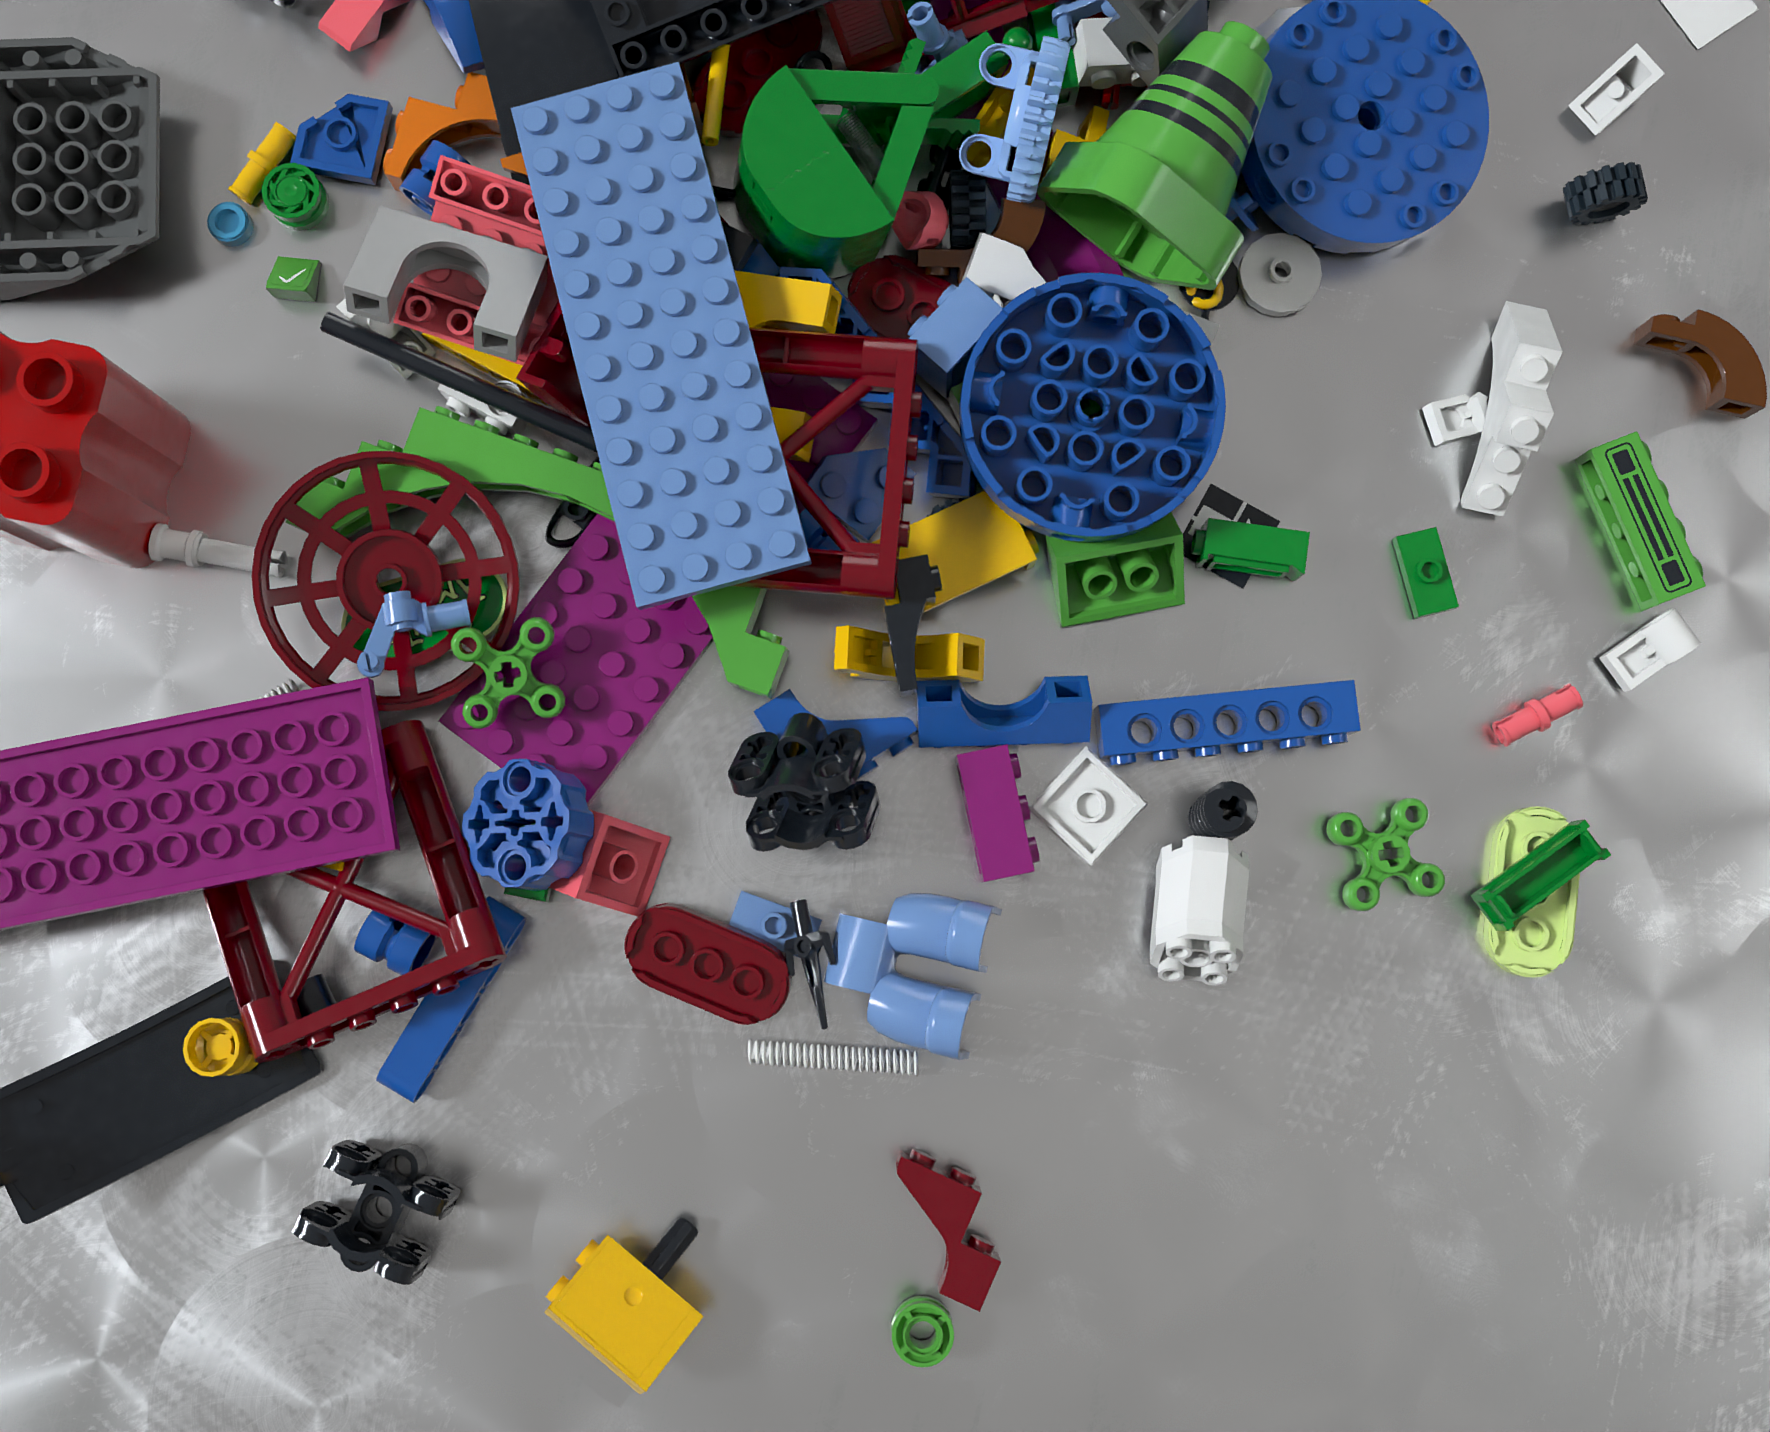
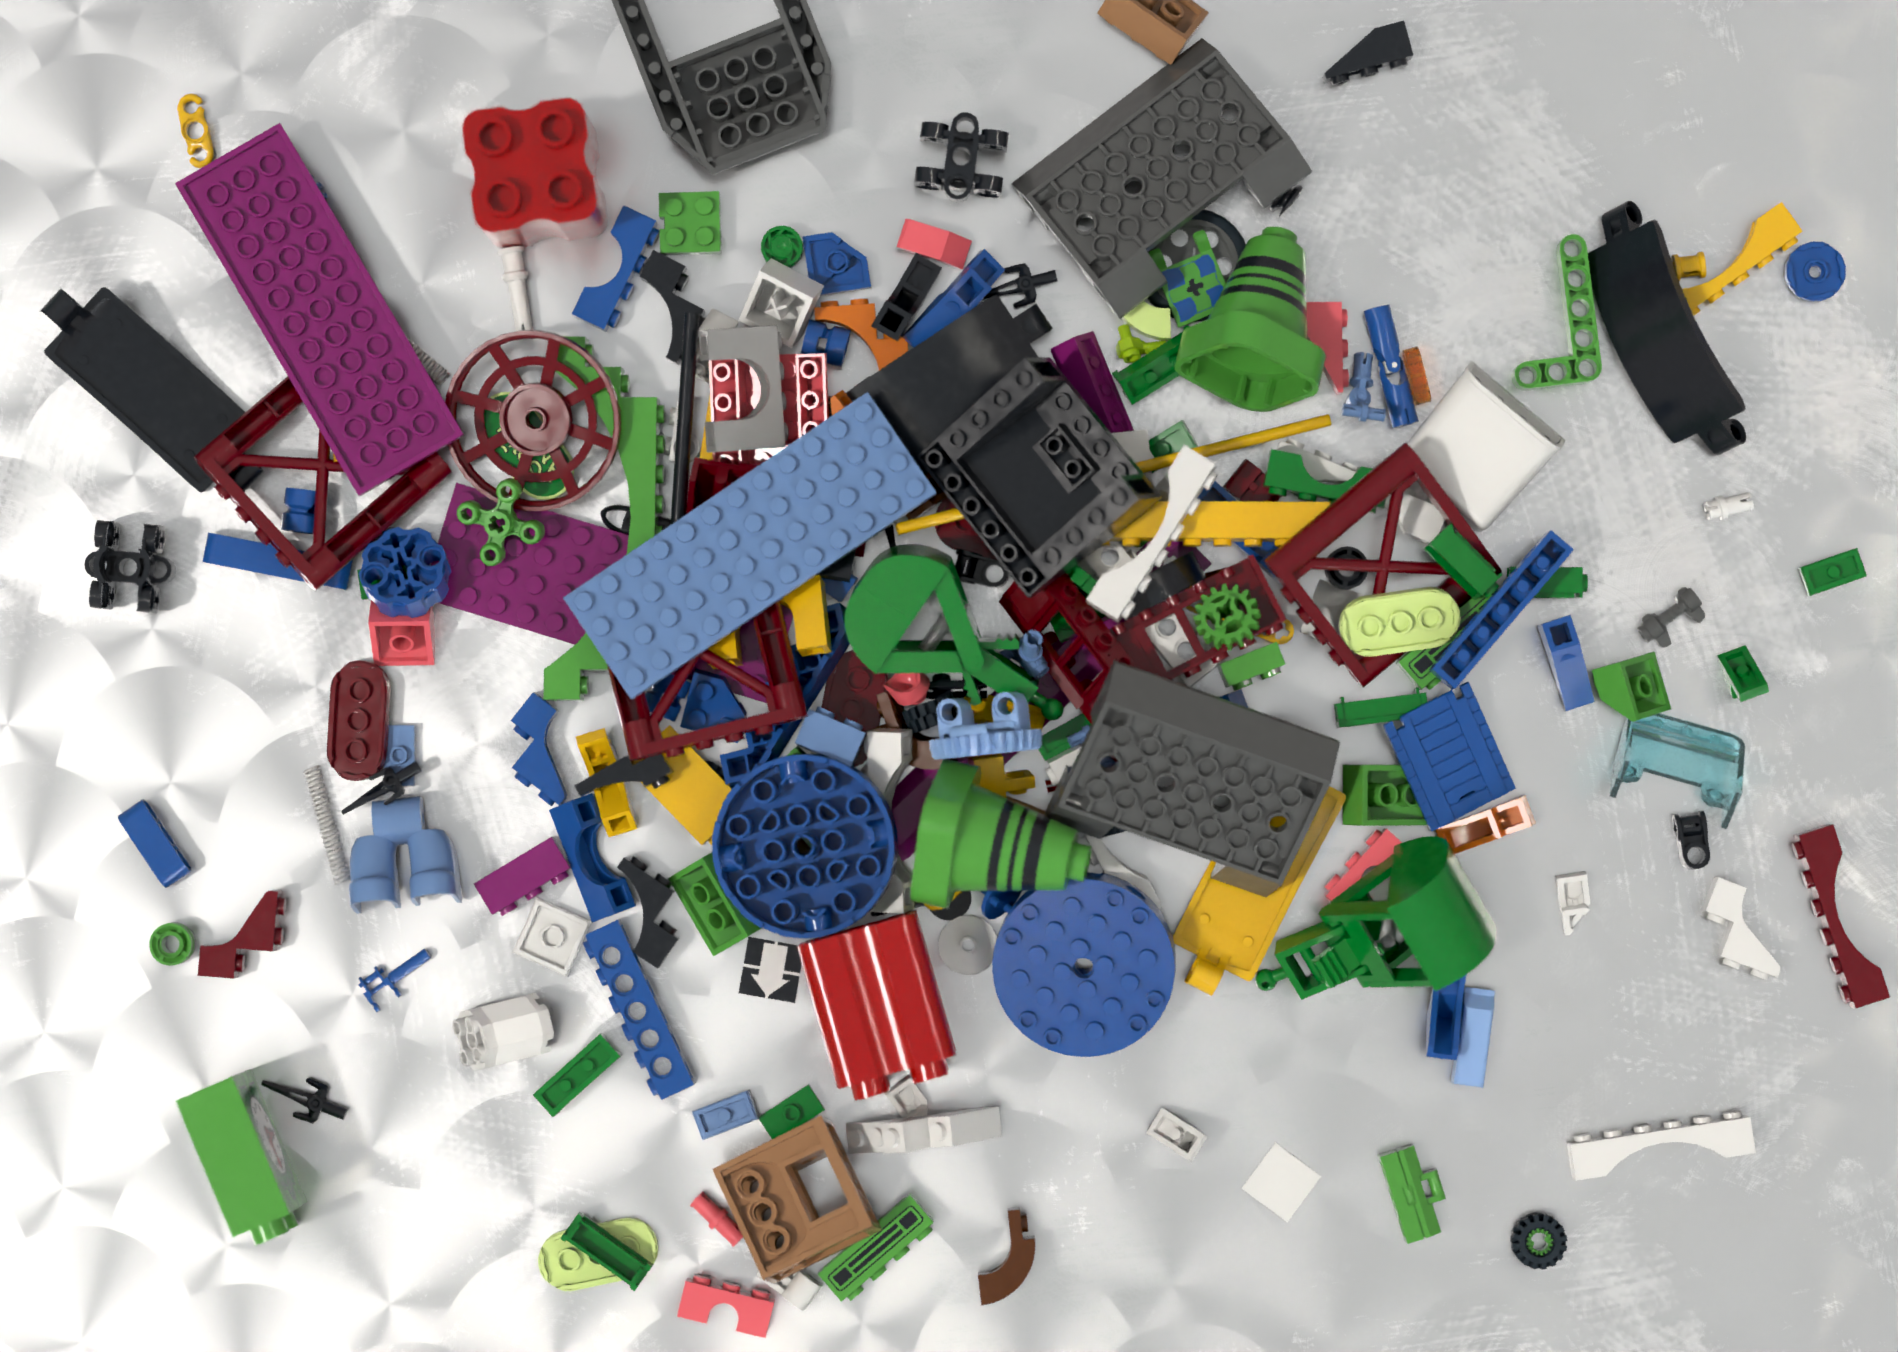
camera: 80 degrees right, 5 degrees up
(203, 381) = (600, 303): none -> blue arch
(217, 301) = (690, 223): none -> bright green piece
(218, 1048) = (195, 428): yellow wheel -> none
(230, 224) = (749, 208): dark azure tile -> none
(261, 162) = (797, 215): yellow pin -> none
(278, 356) = (666, 277): none -> black arch
(294, 279) = (726, 267): bright green slope -> none
(349, 202) = (781, 299): none -> white brick
(403, 614) = (512, 441): medium blue pin -> none
(421, 60) = (907, 298): none -> black arch
(625, 1308) = (122, 747): yellow piece -> none
(775, 1307) = (154, 843): none -> blue beam
(808, 783) = (493, 747): black piece -> none
(1069, 1037) = (393, 977): none -> blue piece
(1140, 668) = (654, 892): none -> black arch
(1205, 1205) = (316, 1102): none -> black piece
(1223, 811) = (581, 1035): black piece -> none
(1251, 548) = (762, 987): green window -> none
(1265, 1341) = (243, 1157): none -> bright green brick
(1290, 834) = (576, 1075): none -> green container
(1340, 384) = (878, 1004): none -> red brick
(1377, 870) = (574, 1141): bright green gear -> none
(1402, 657) = (725, 1115): none -> medium blue plate
(1605, 193) = (1097, 1150): black bush -> none
(1618, 591) = (793, 1213): none -> medium nougat piece
(1637, 770) = (752, 1308): none -> coral arch

